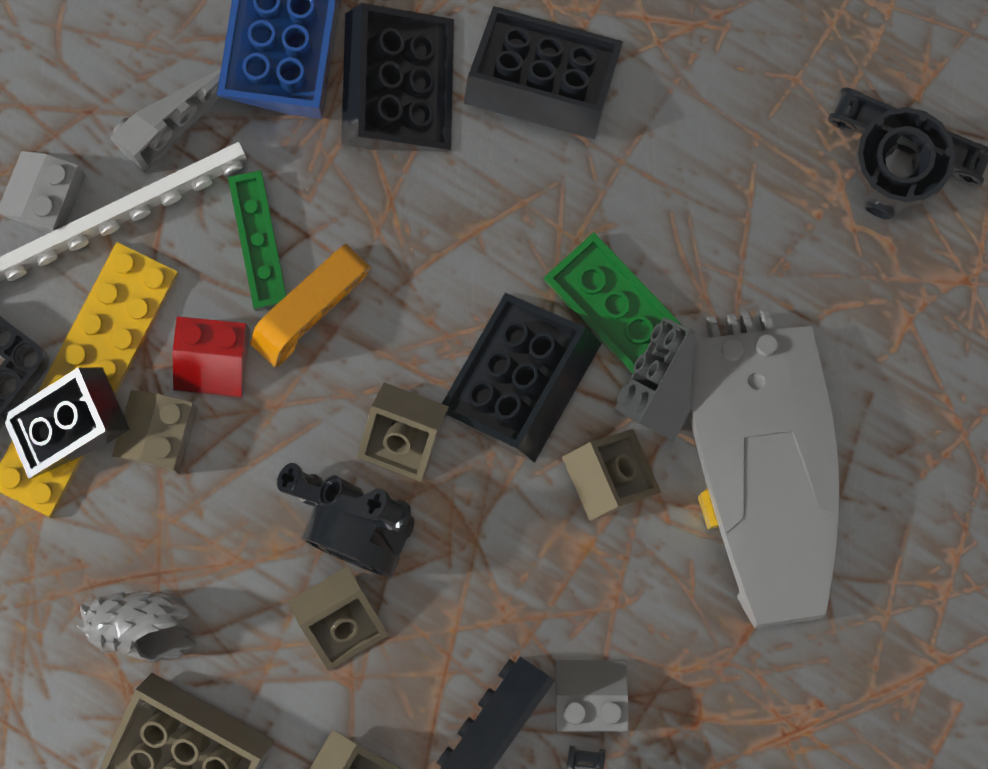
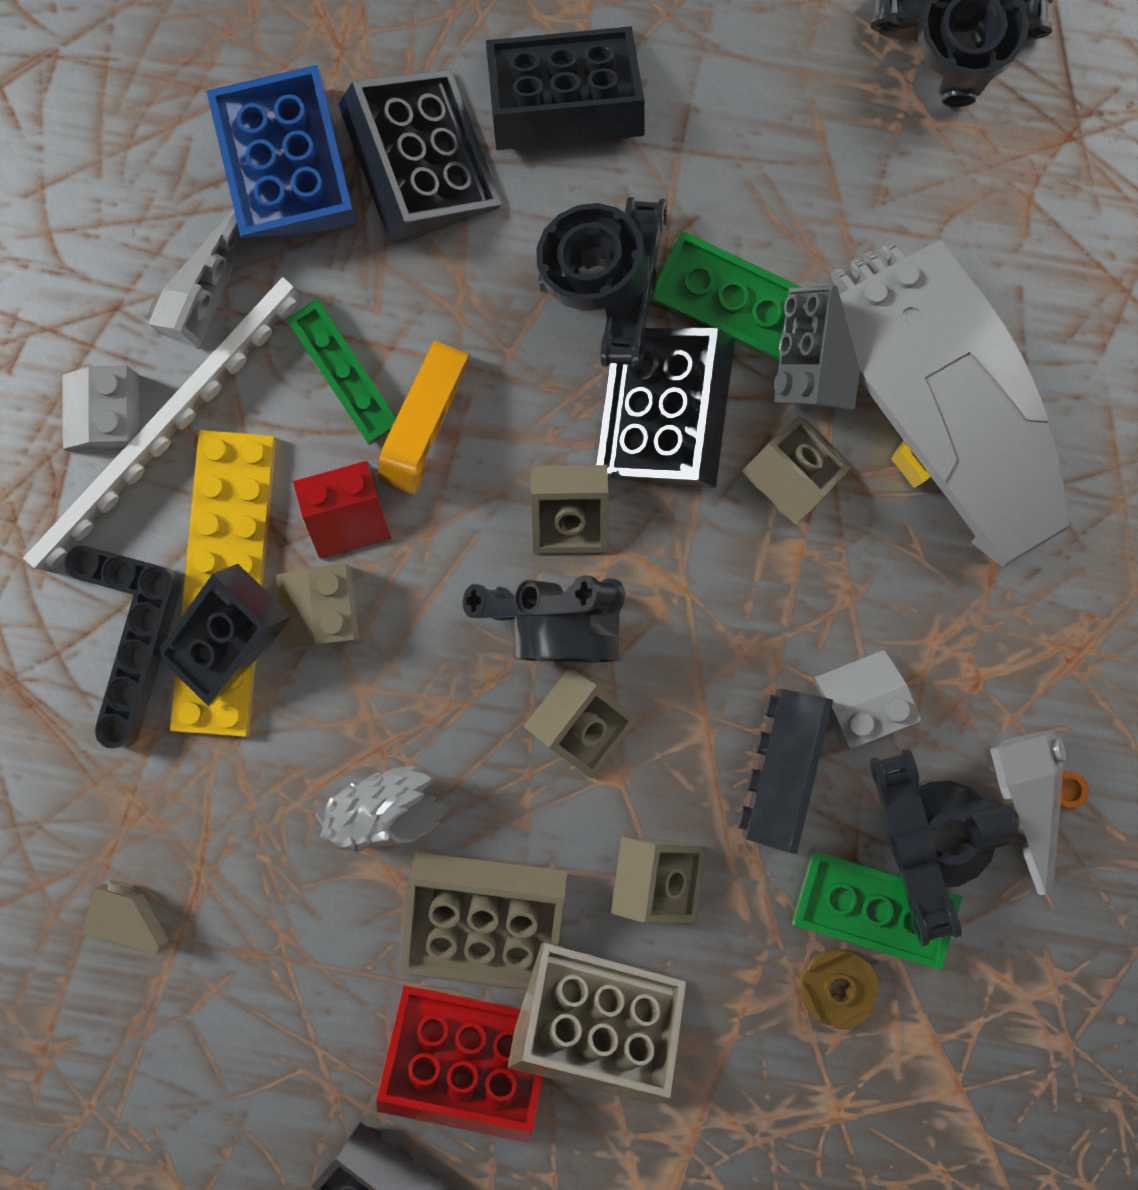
camera: 25 degrees left, 5 degrees up
(525, 260) = (628, 248): none -> black piece

